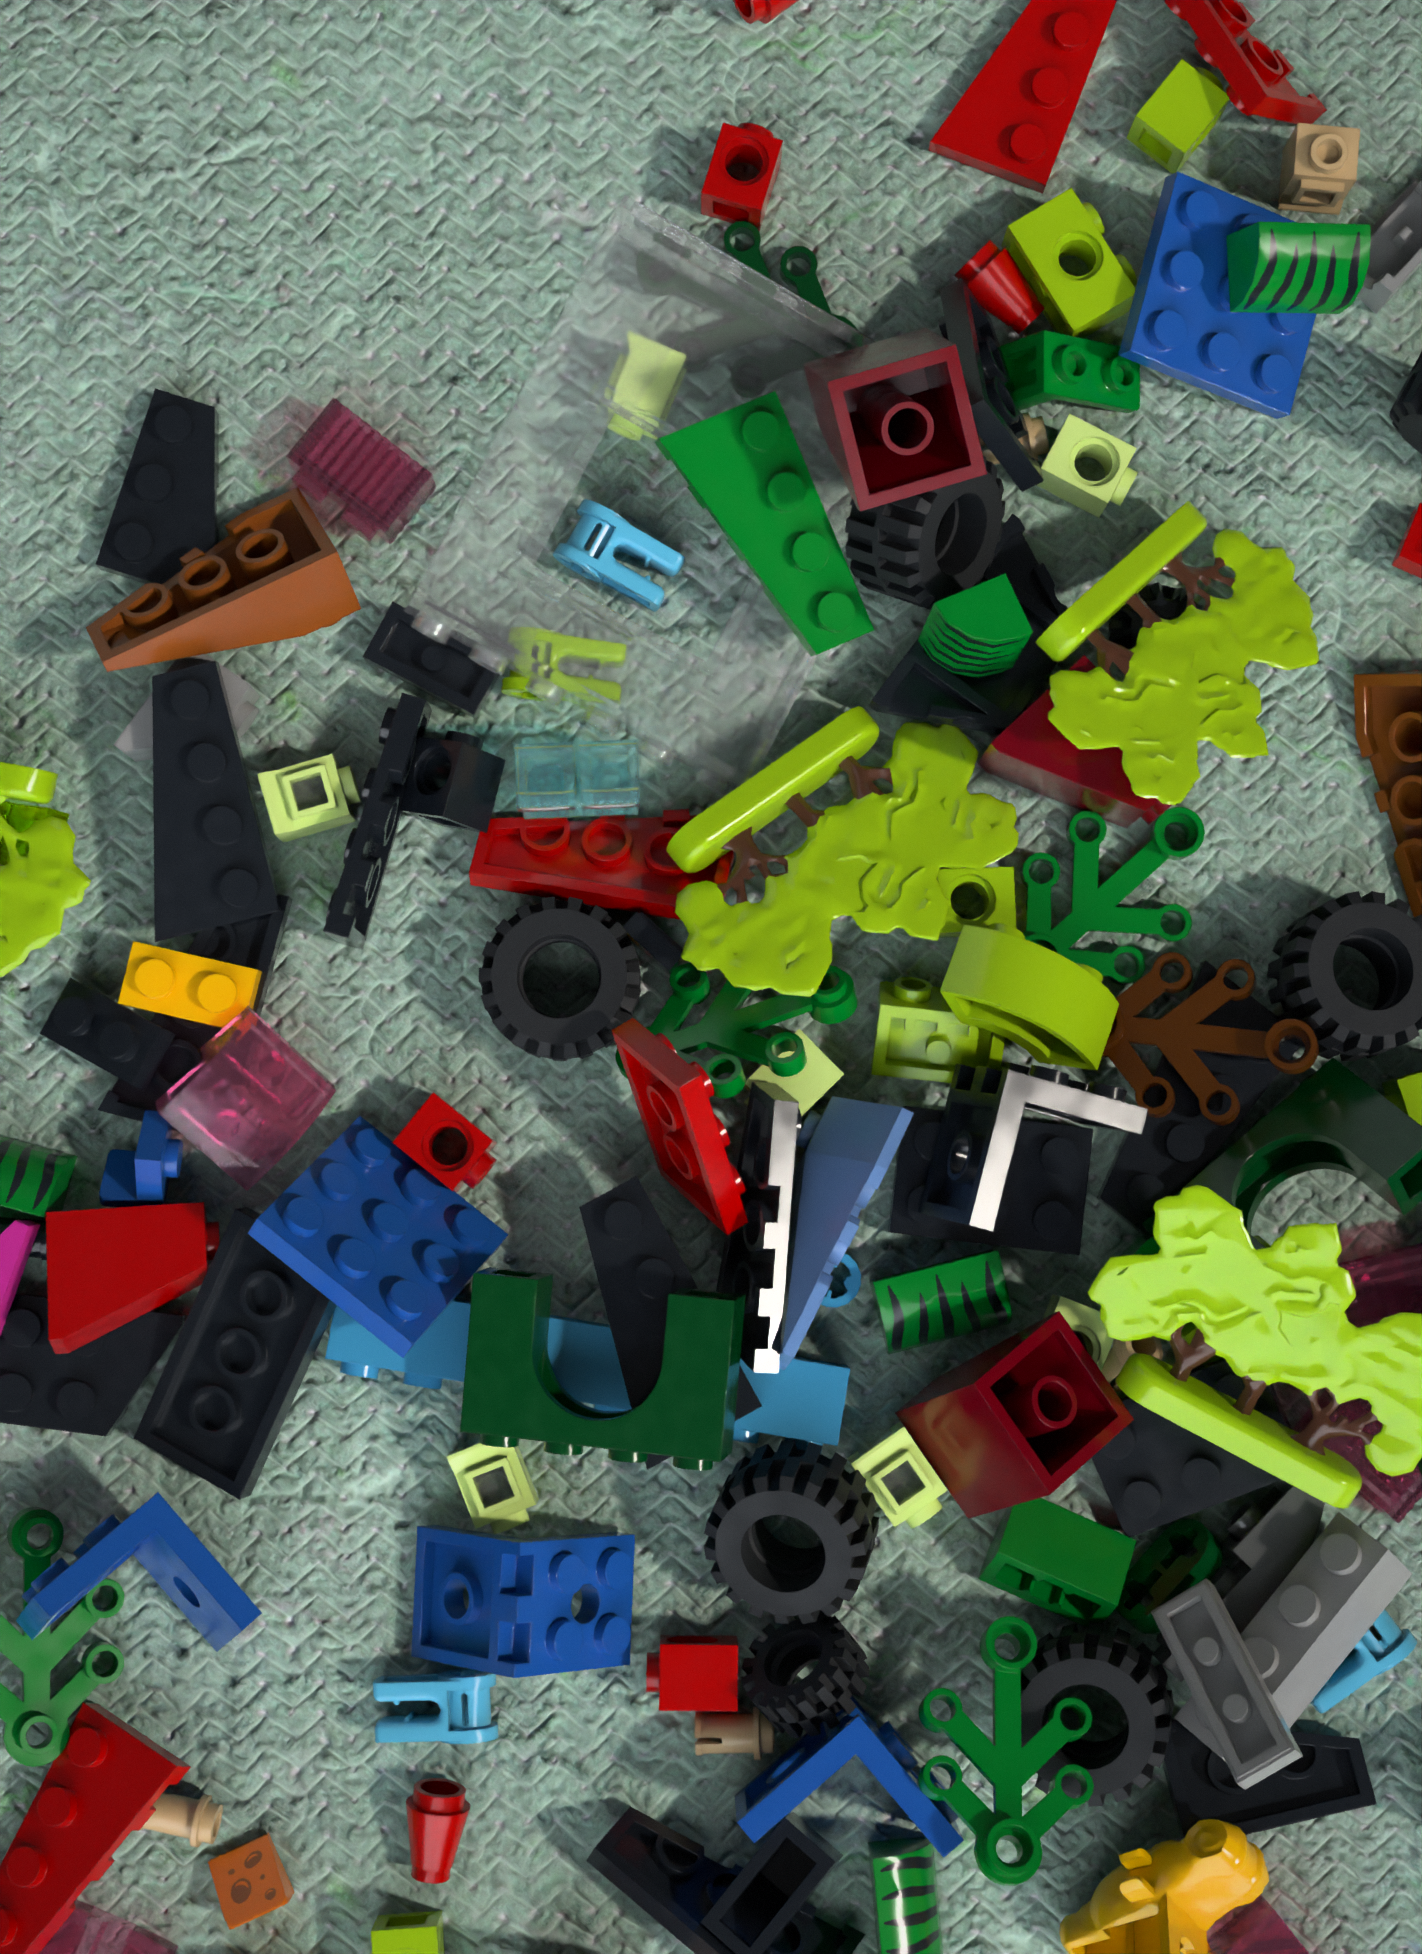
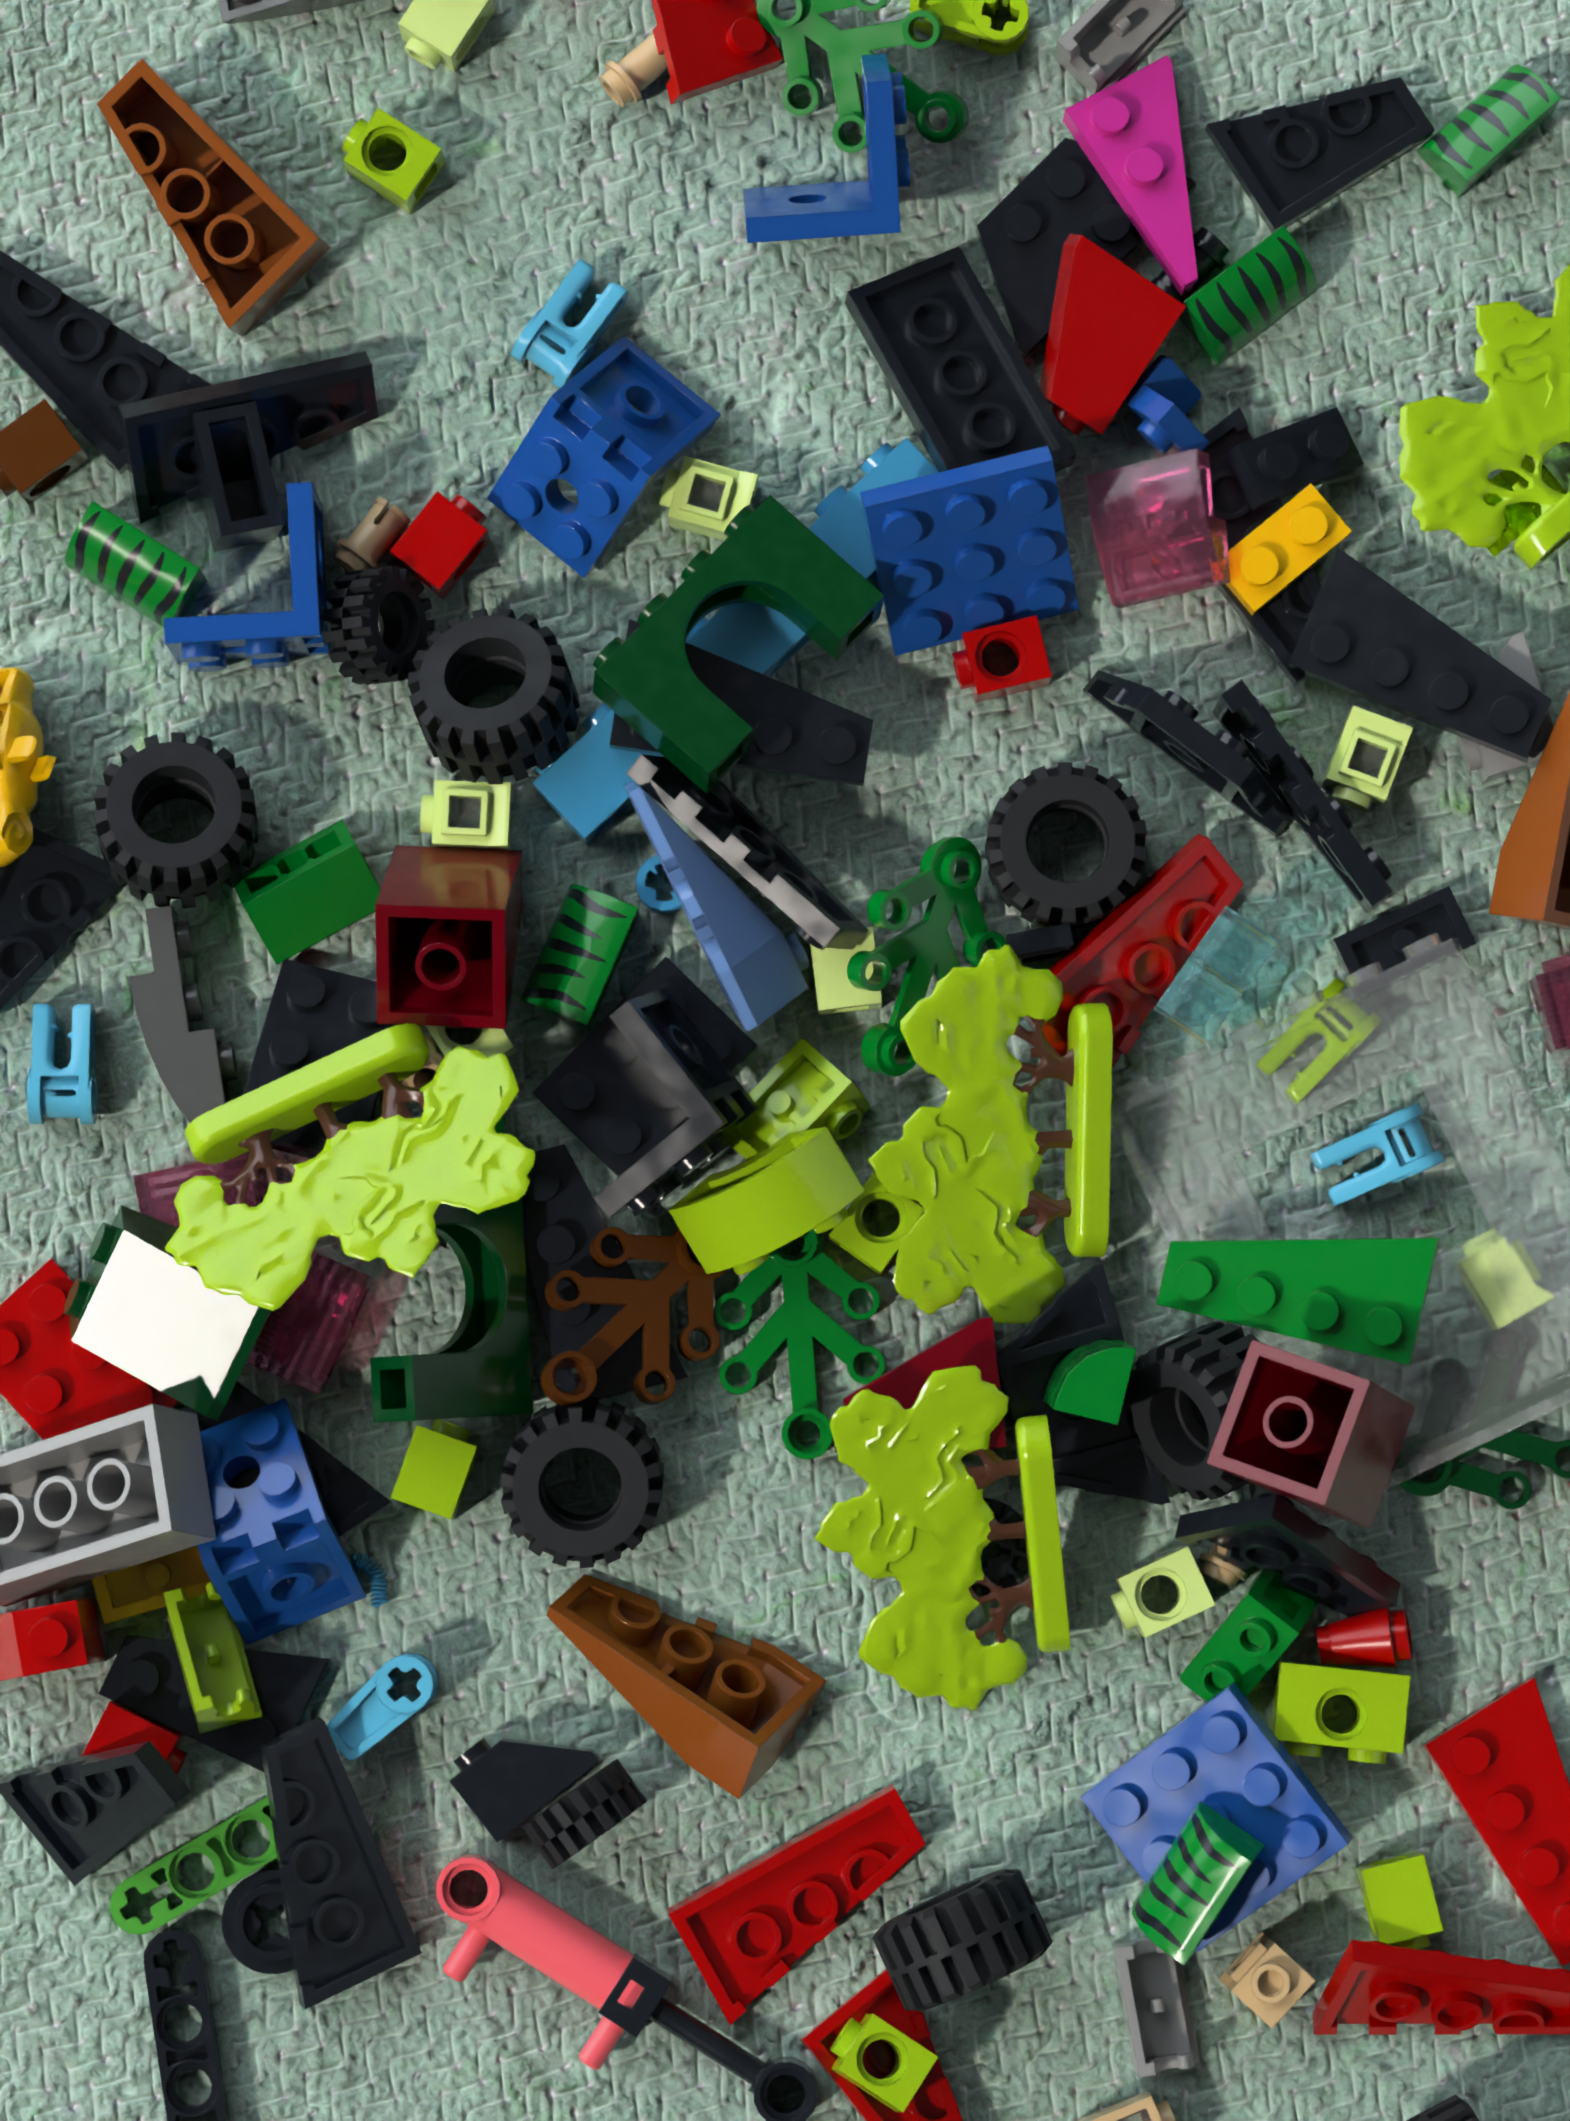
camera: 135 degrees right, 0 degrees up
(250, 1881) = (548, 86): orange slope -> none
(401, 964) = (1212, 759): none -> black wing
(435, 1827) = (480, 257): red cone -> none
(453, 782) = (1290, 880): black brick -> none
(681, 1124) = (868, 842): red plate -> none
(1004, 1761) = (196, 720): green plant -> none
(1167, 1572) = (230, 967): dark green beam -> none
(1226, 1684) = (125, 933): light grey tile -> none
(1314, 1619) = (107, 1016): light grey brick -> none

